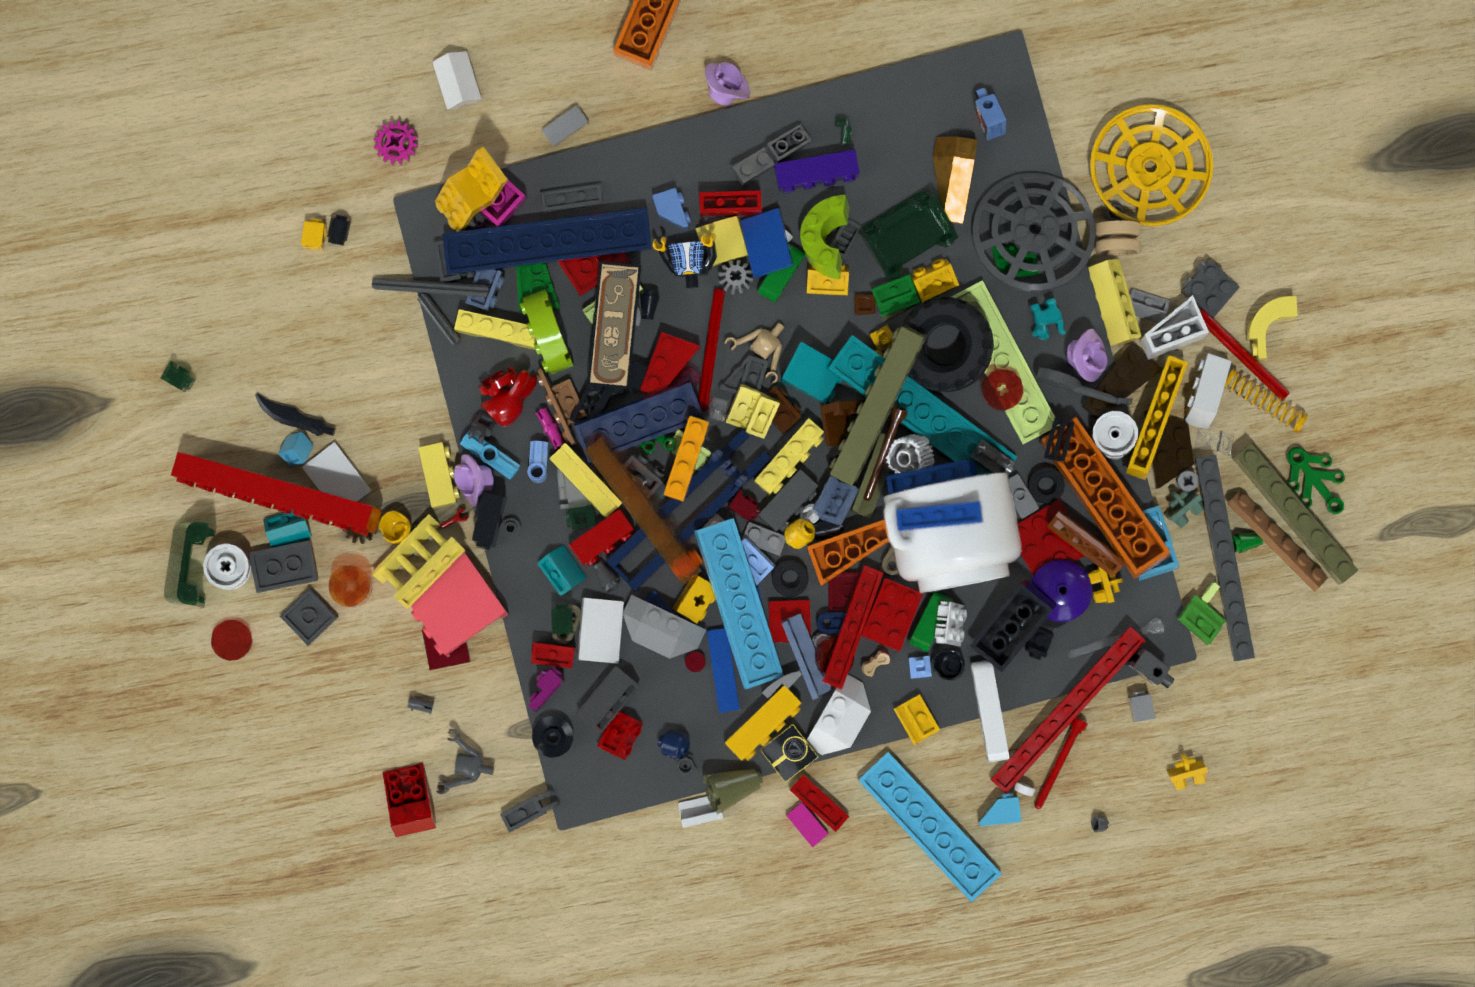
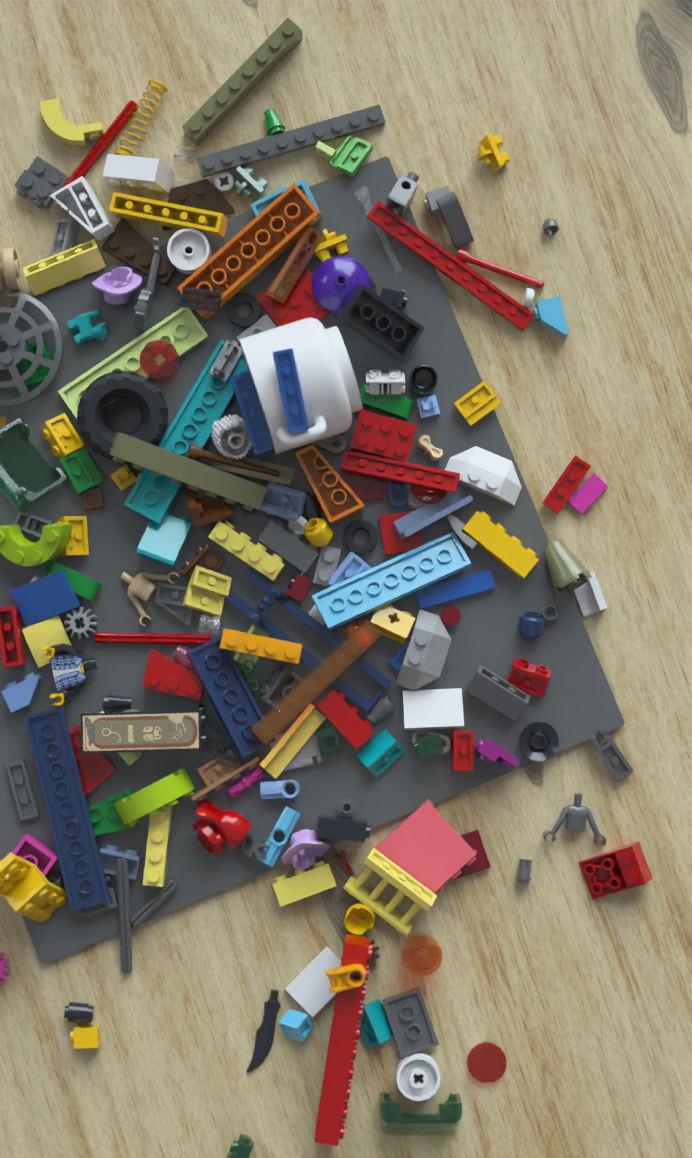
camera: 100 degrees left, 0 degrees up
(309, 616) = (454, 990): dark grey tile -> none
(337, 498) = (344, 977): none -> light orange piece
(789, 753) = (524, 517): black slope -> none
(929, 827) = (574, 380): medium azure plate -> none
(989, 711) = (461, 337): white beam -> none
(1116, 720) = (454, 220): none -> dark grey beam
(1277, 540) = (269, 95): medium nougat plate -> none
(1313, 477) = (207, 70): green plant -> none

